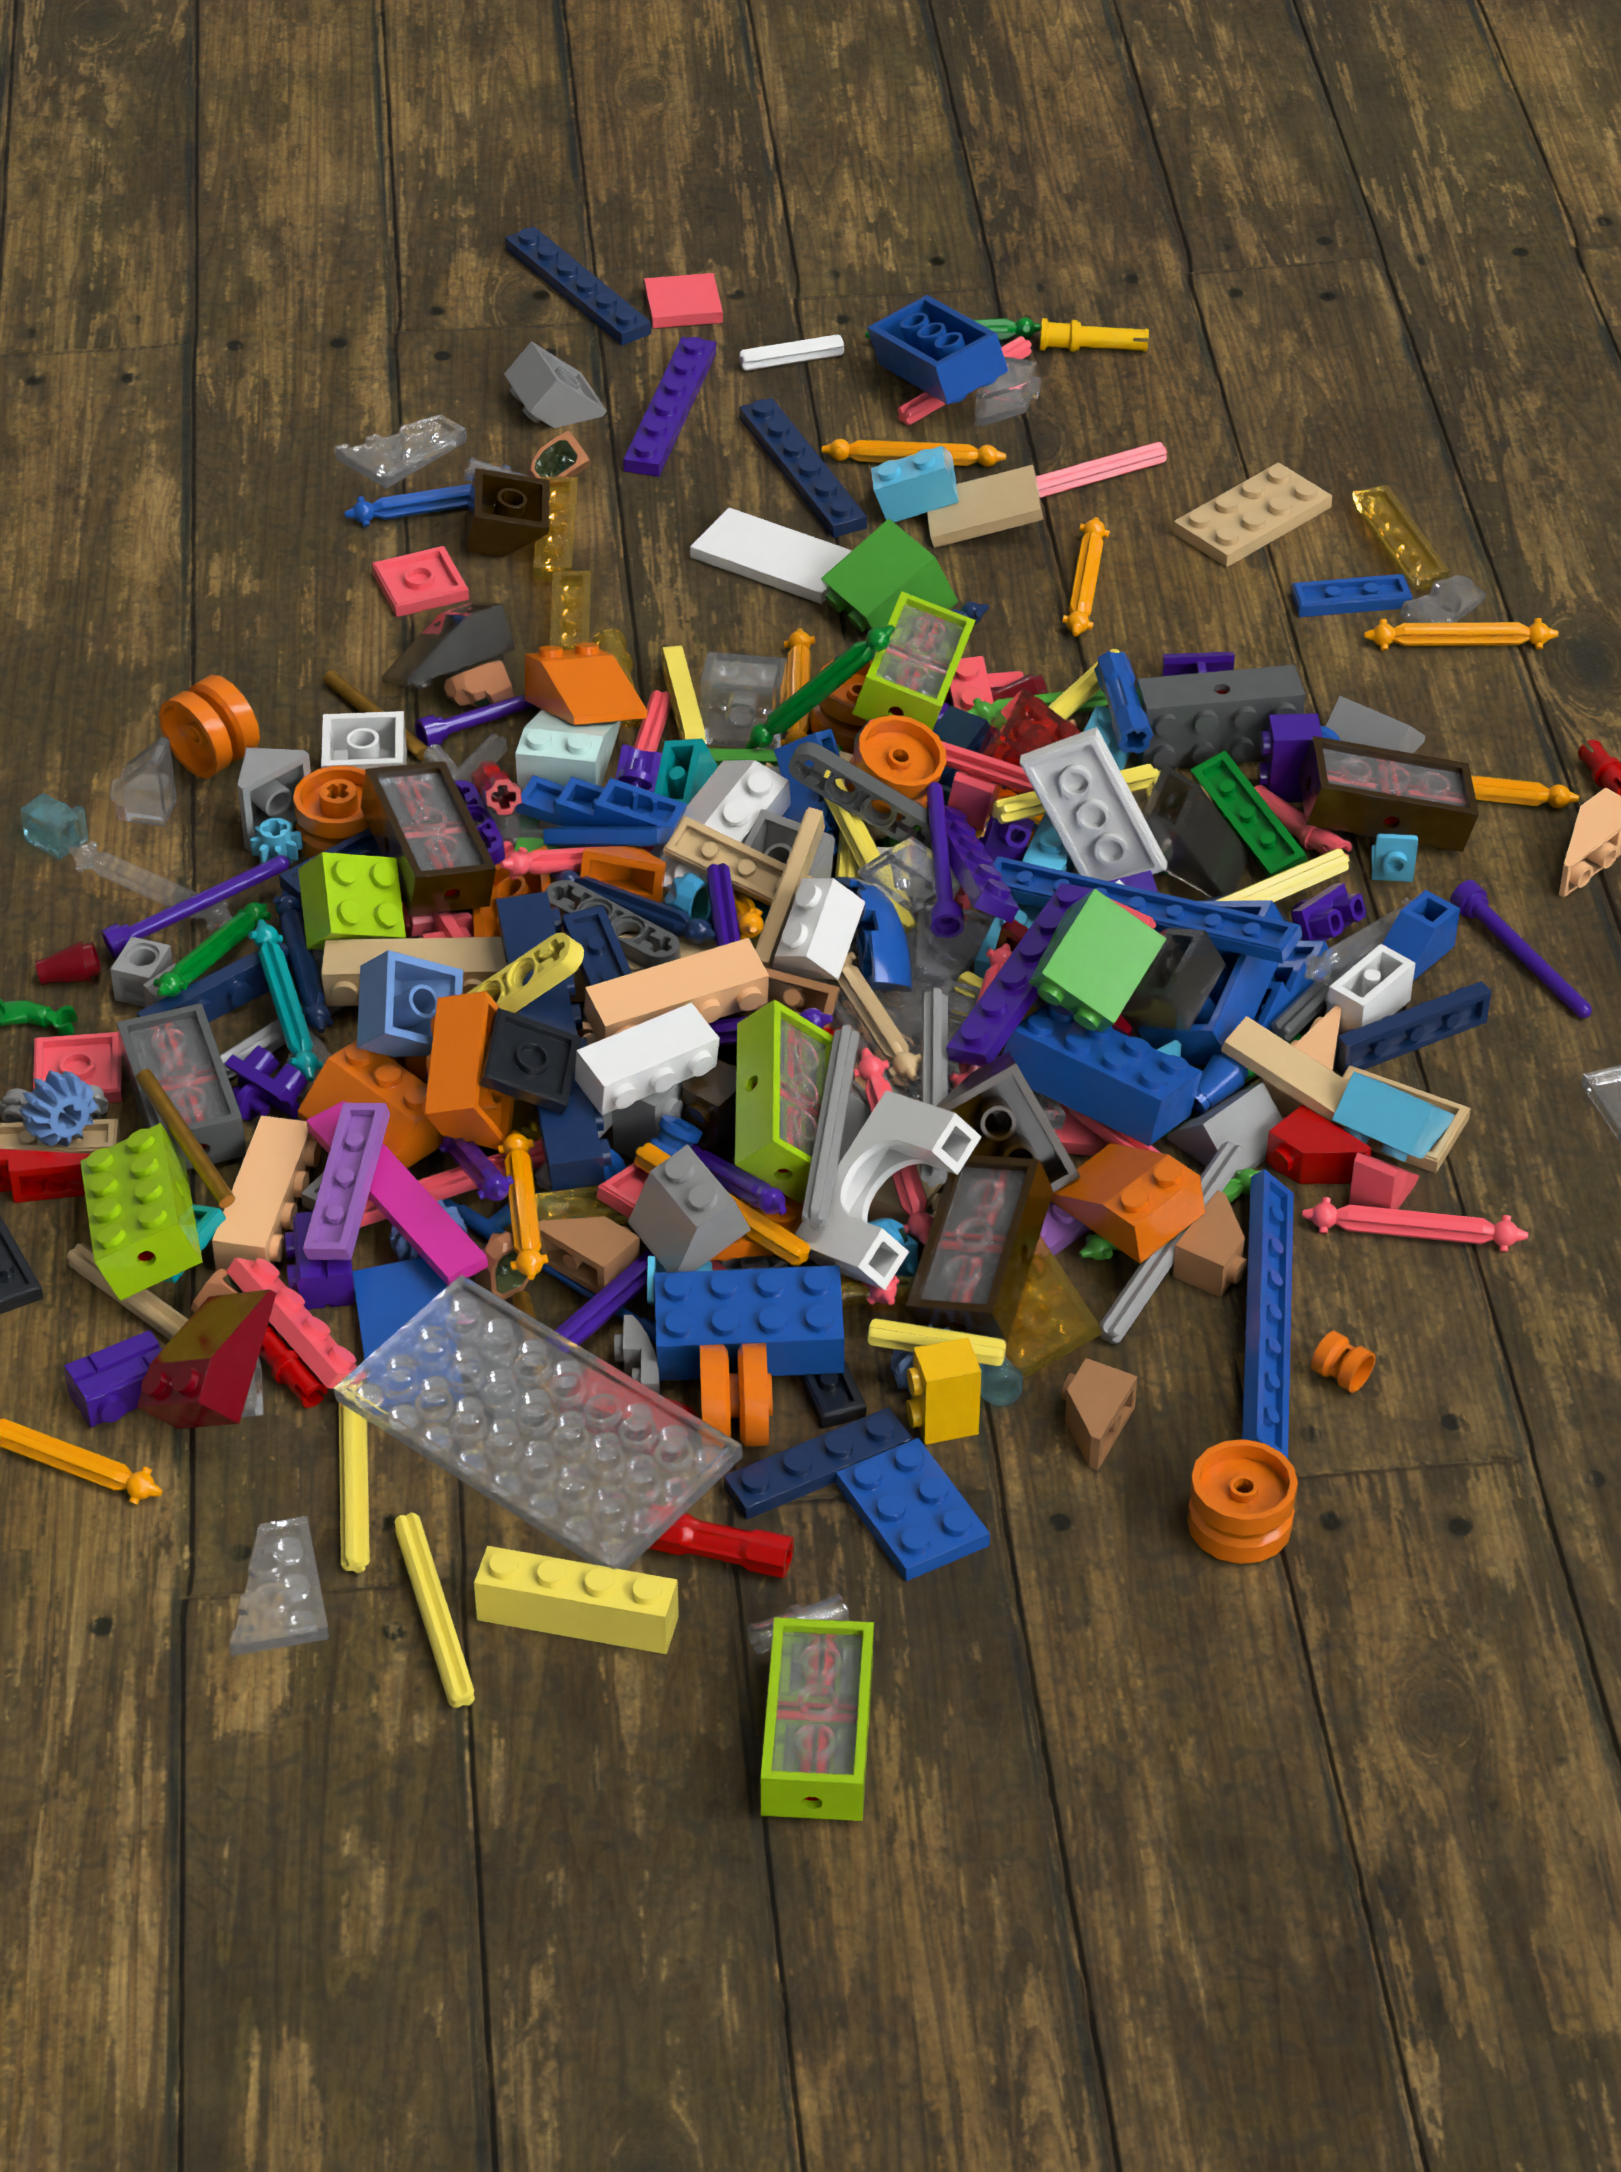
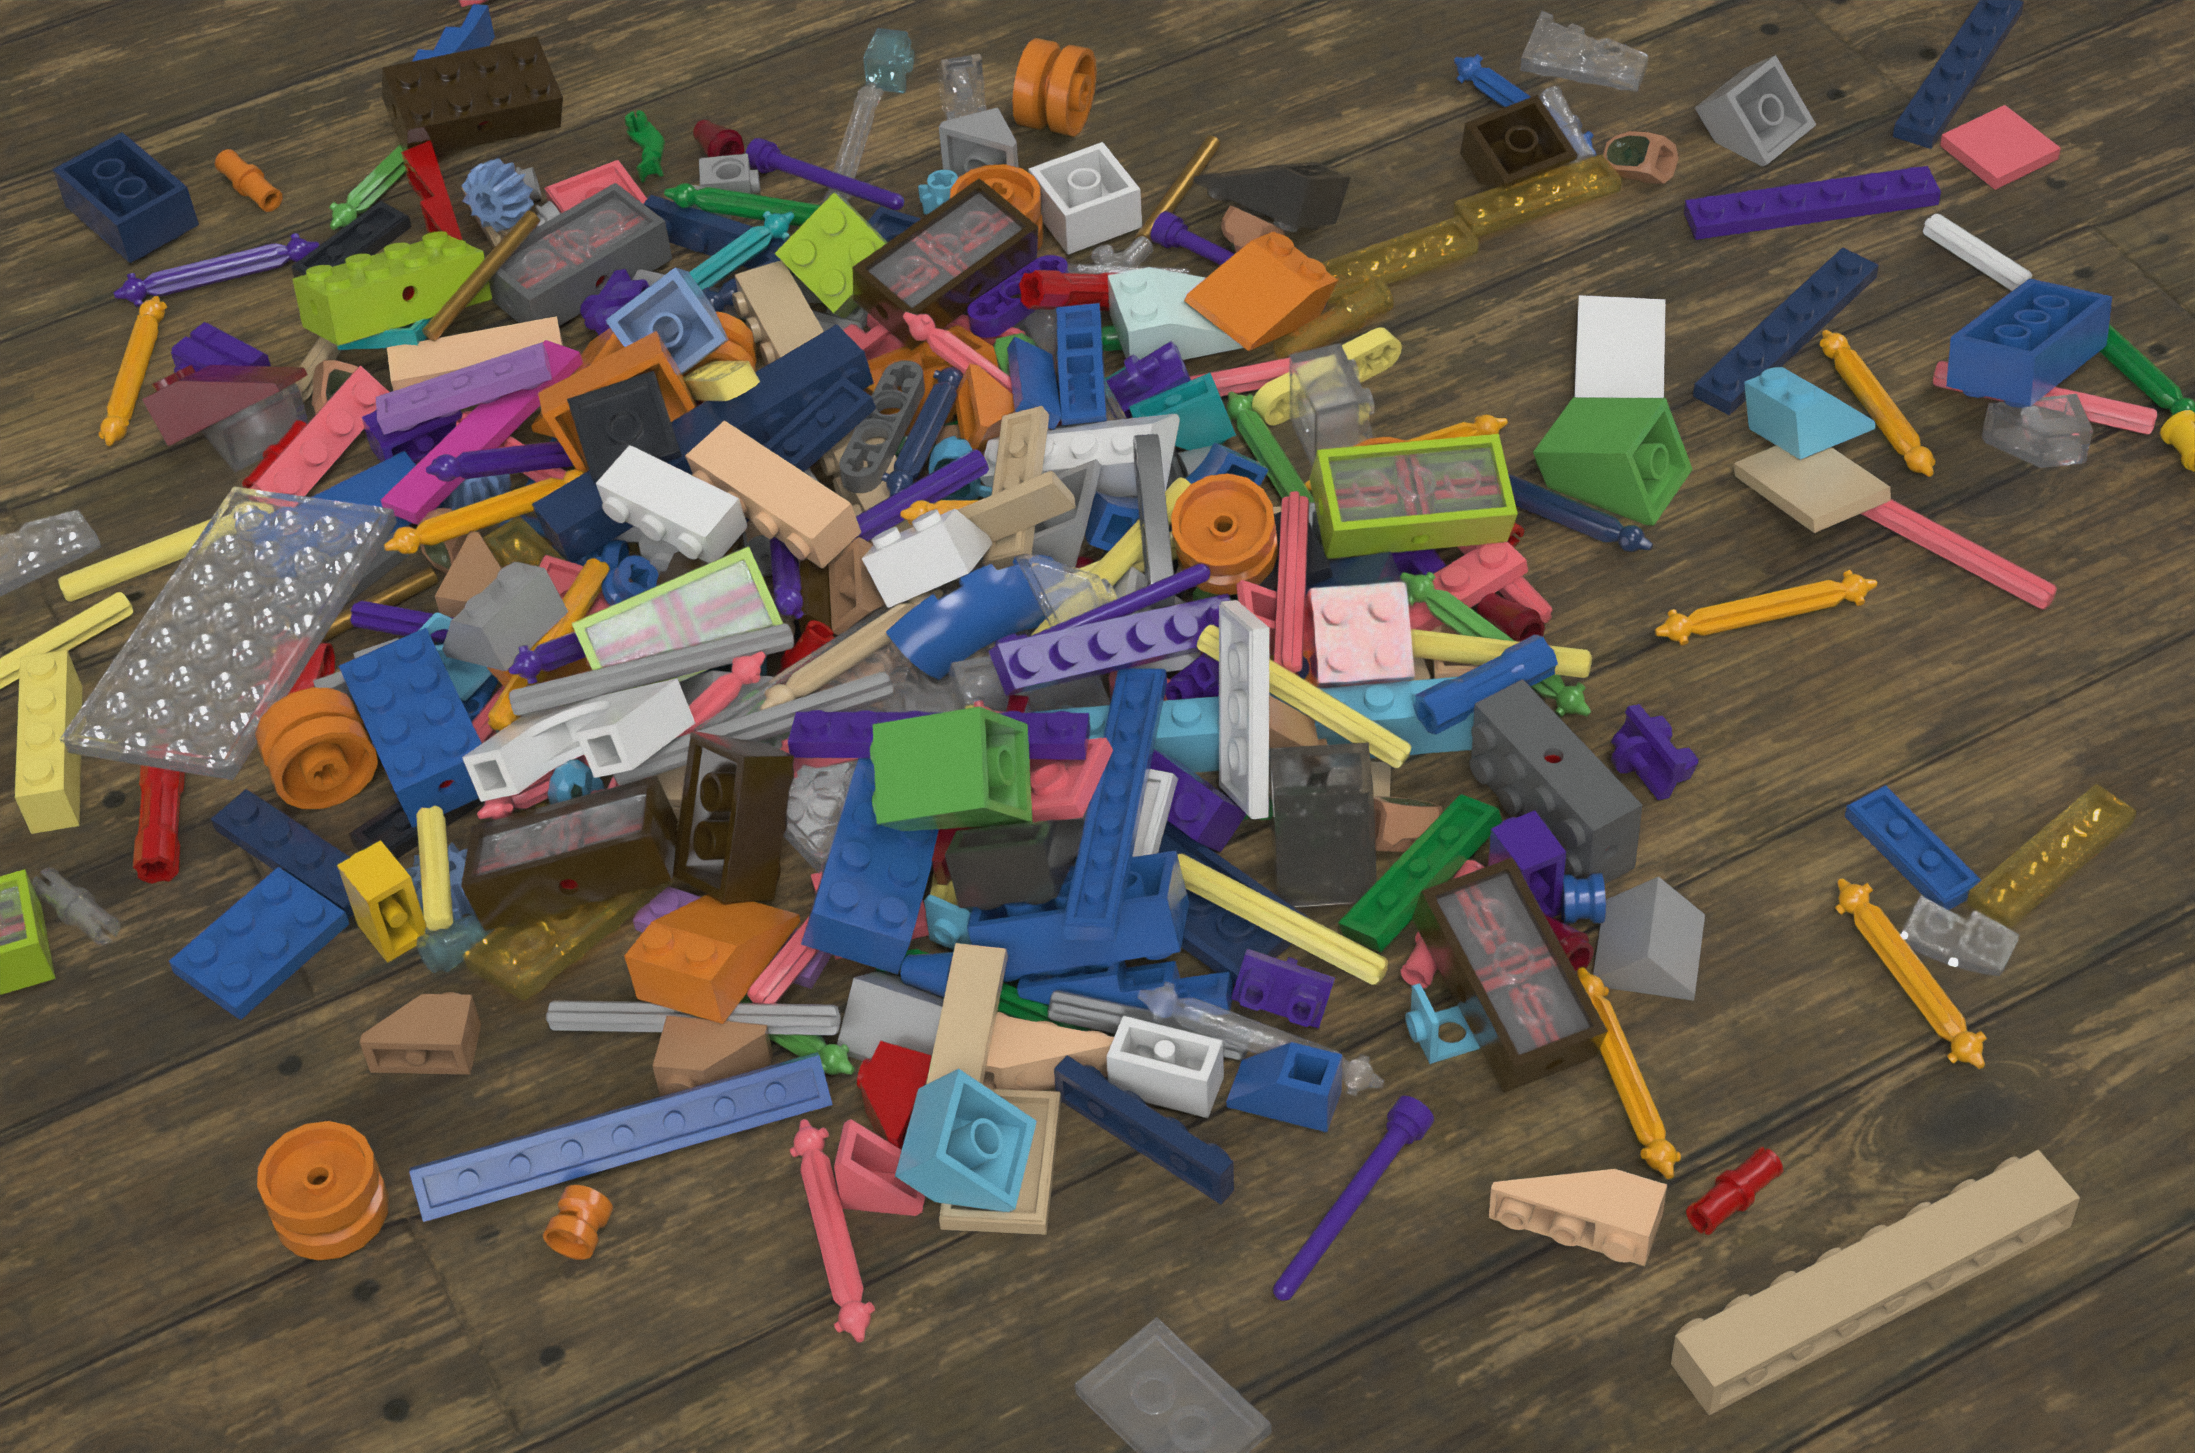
camera: 70 degrees right, 5 degrees up
(420, 581) = (1396, 144): coral tile -> none
(820, 687) = (1346, 434): green wheel -> none
(1252, 514) = (1999, 714): tan plate -> none

